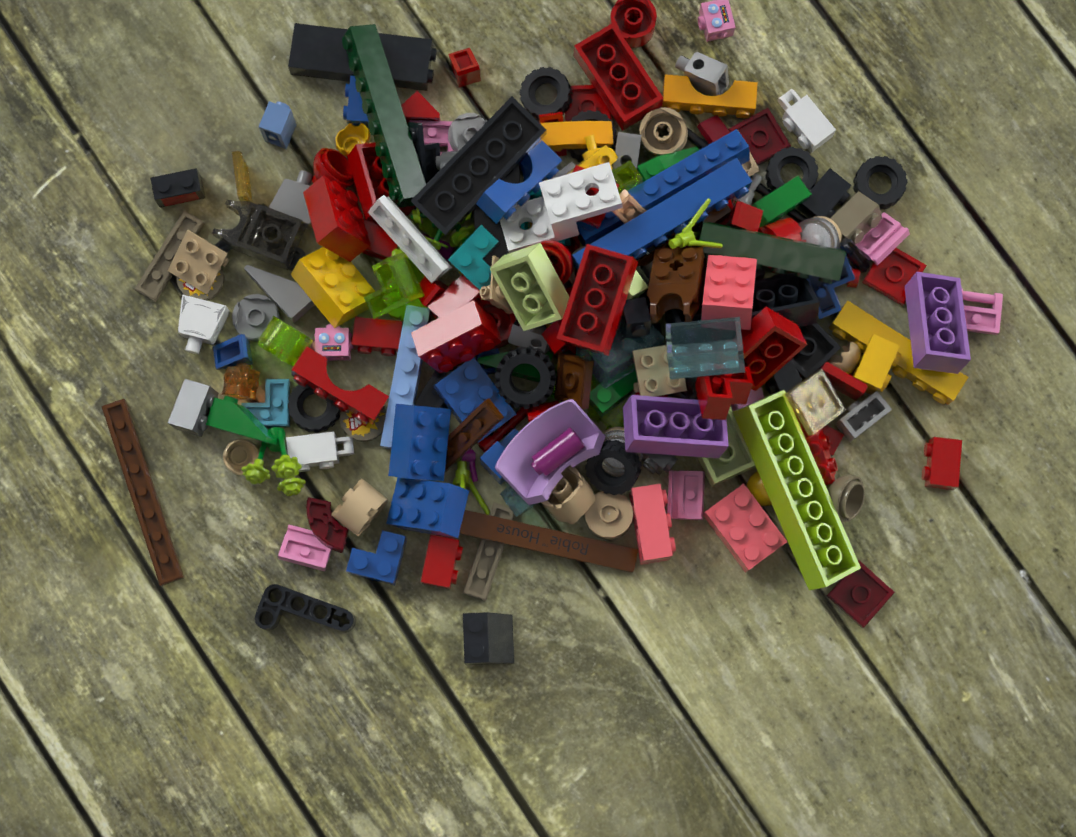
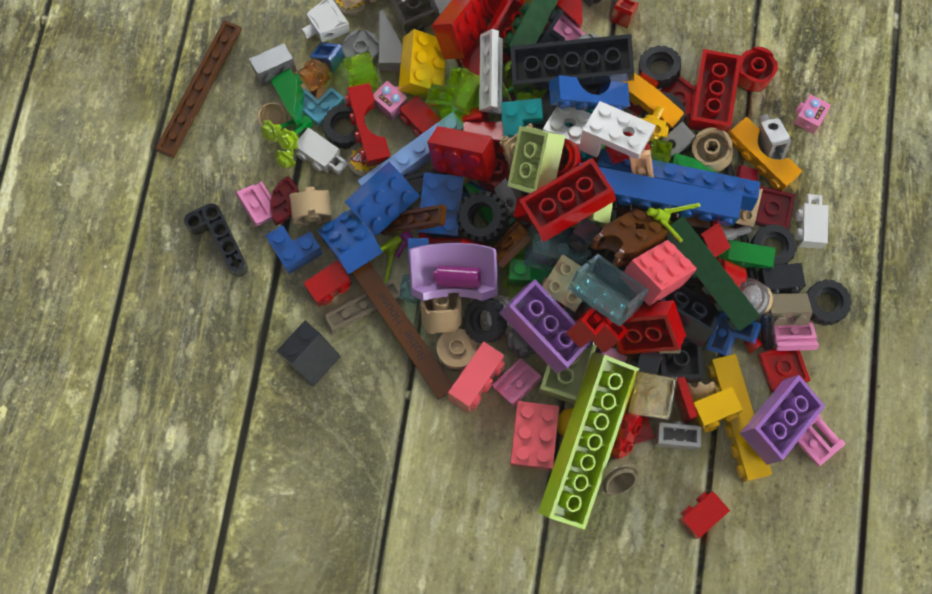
camera: 45 degrees right, 5 degrees down
(860, 595) = (570, 548): dark red tile -> none

